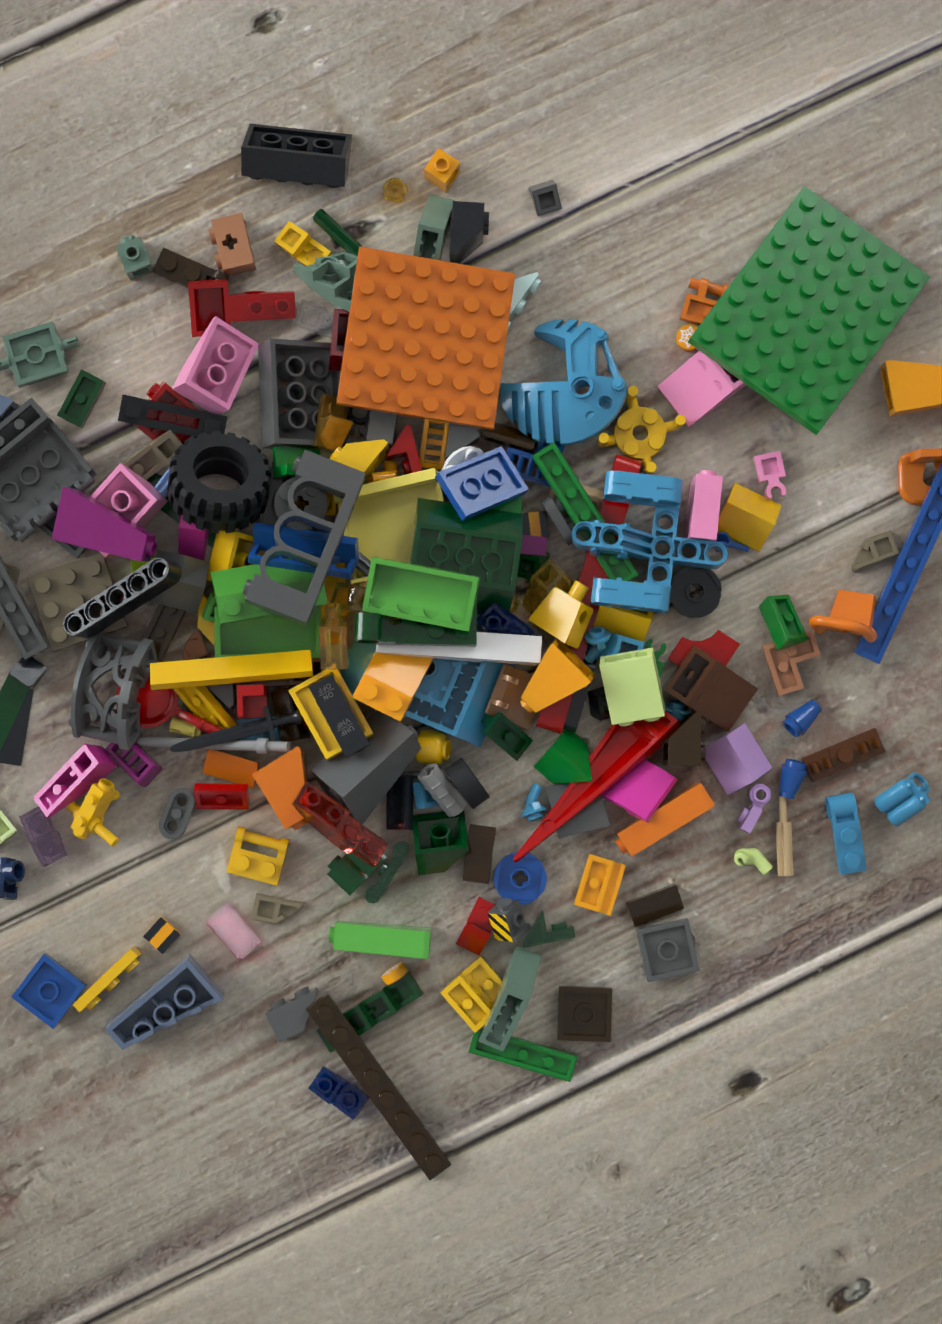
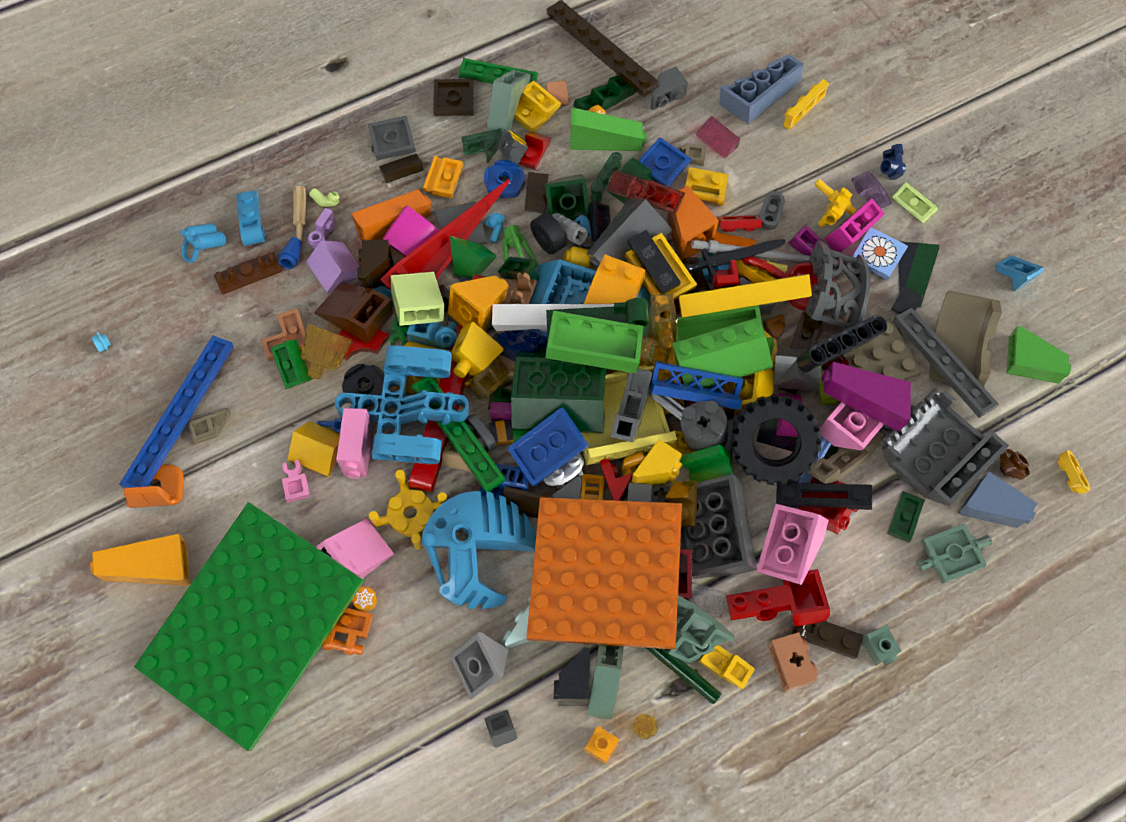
camera: 175 degrees right, 20 degrees down
(48, 744) = (880, 252): none -> tile
(49, 990) = (847, 96): blue plate -> none
(162, 935) = (770, 135): tile -> none
(296, 155) = (744, 755): black slope -> none
(310, 894) = (664, 162): none -> blue tile
(331, 478) = (710, 331): dark grey fence -> none
(339, 1092) = (633, 48): clear blue slope -> none
(383, 523) = (633, 404): none -> dark grey arch
(442, 1014) = (559, 91): none -> nougat slope
(511, 787) = (514, 239): none -> bright green plant
(564, 258) = (479, 663): none -> light grey slope
(744, 636) = (323, 350): none -> clear yellow torso
(800, 719) = (280, 294): blue cone -> none
(850, 613) = (234, 372): orange piece -> none

